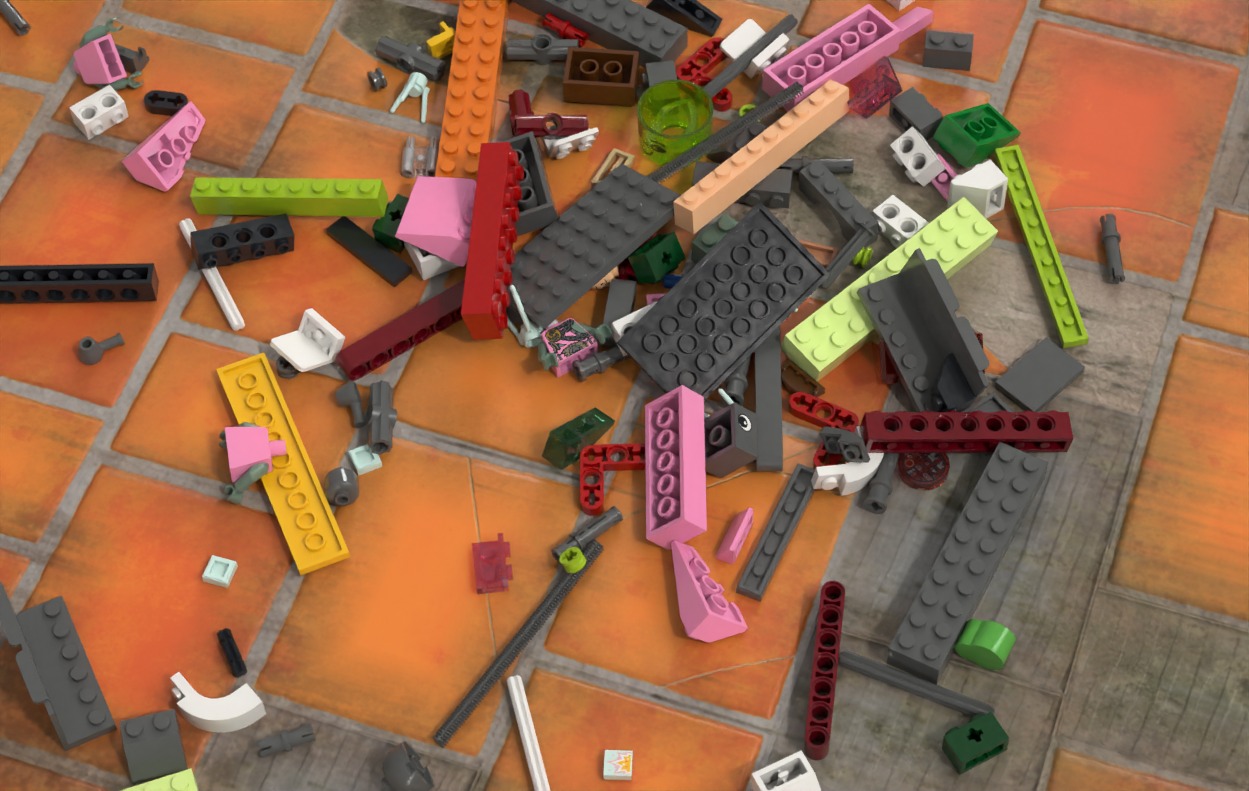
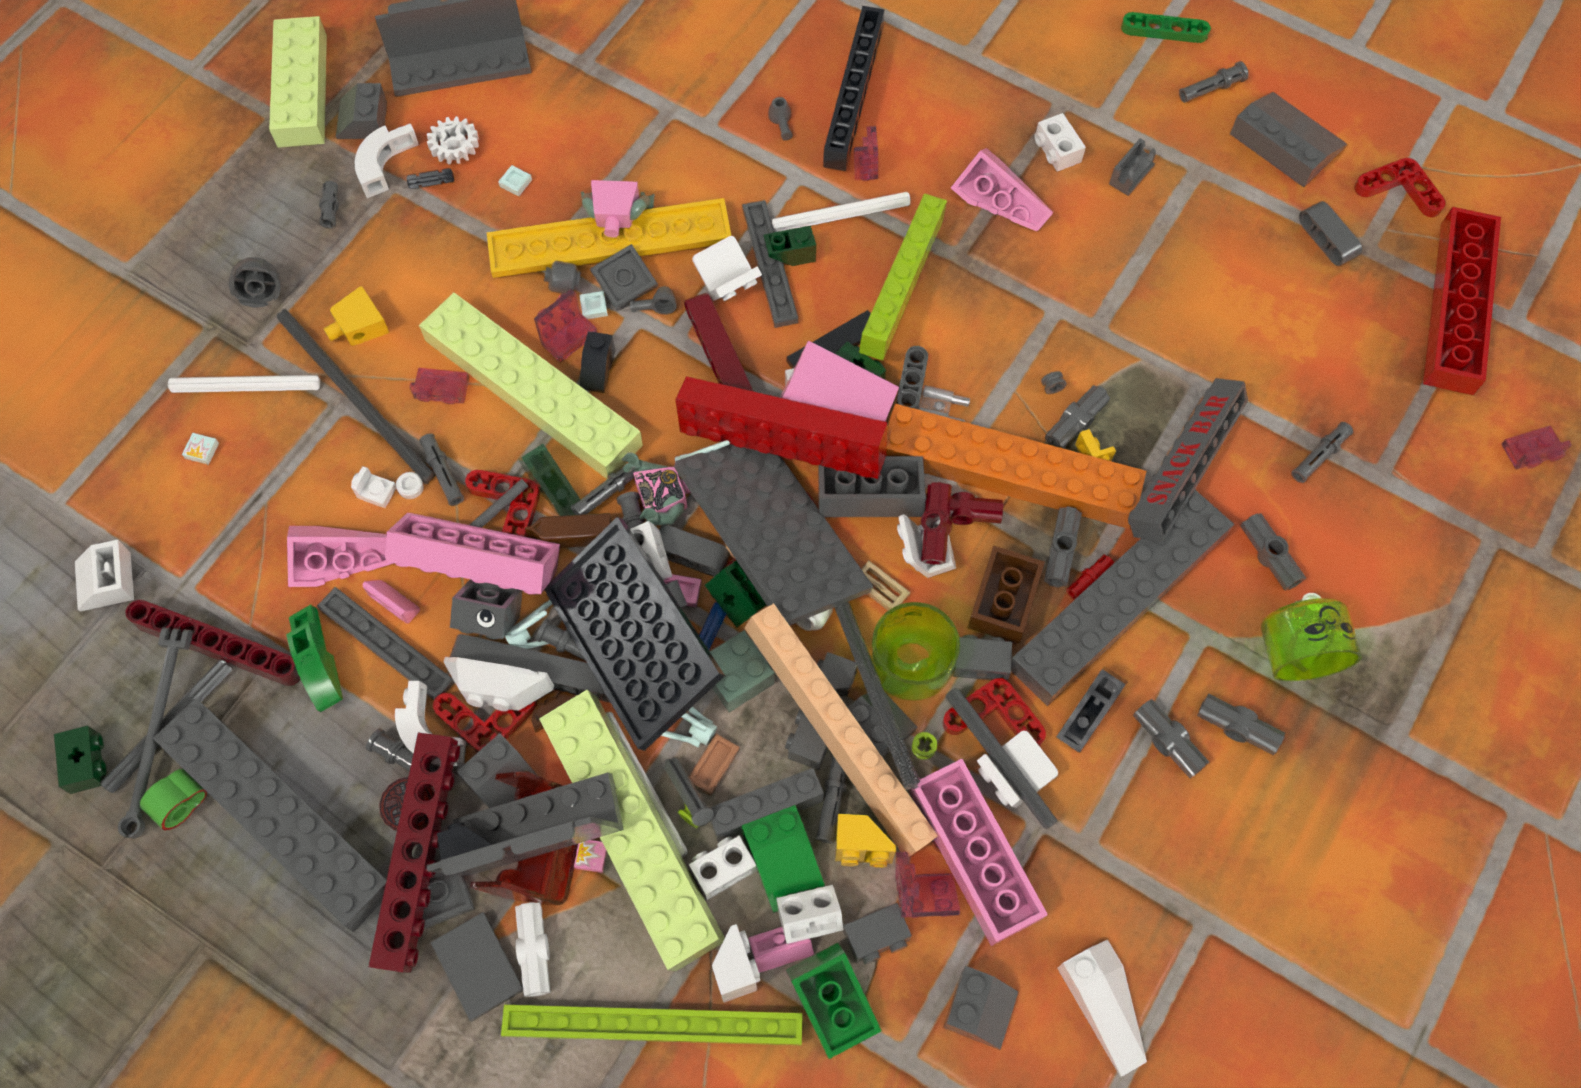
camera: 100 degrees right, 10 degrees up
(100, 61) = (1114, 142): bright pink torso -> none
(146, 248) = (867, 156): none -> clear pink bracket
(165, 102) = (1068, 202): black beam -> none
(179, 640) = (452, 140): none -> white gear
(242, 241) = (862, 198): black brick -> none
(265, 294) = (792, 246): none -> dark green slope
(281, 322) = (773, 272): none -> dark grey tile
(330, 434) = (624, 277): none -> dark grey tile
(380, 417) = (627, 318): dark grey piece -> none
(400, 177) = (912, 373): none -> dark grey beam
(403, 468) = (562, 326): none -> clear pink bracket
(414, 87) = (1037, 416): light aqua plant -> none
(431, 662) = (356, 319): none -> yellow torso
(435, 432) = (596, 361): none -> black slope
(474, 483) = (531, 385): none -> yellowish green brick
(565, 387) = (597, 496): none -> dark grey pin
(572, 560) = (410, 440): lime bush -> none
(609, 561) = (409, 485): none -> white tile
(616, 472) = (500, 504): none -> dark grey bar
(622, 589) = (372, 488): none -> white bracket
(624, 404) = (569, 530): none -> reddish brown piece
(797, 419) = (497, 684): none -> white wedge
(813, 575) = (312, 660): none -> green slope
(842, 686) = (173, 645): none -> dark grey hinge
(846, 443) = (432, 718): dark grey slope -> none
(850, 130) = (862, 841): none -> yellow slope
(870, 395) = (482, 768): none -> dark grey slope
(877, 181) = (782, 854): none -> green slope
(913, 22) = (1029, 969): bright pink slope -> none
(1015, 336) = (532, 949): none -> white piece

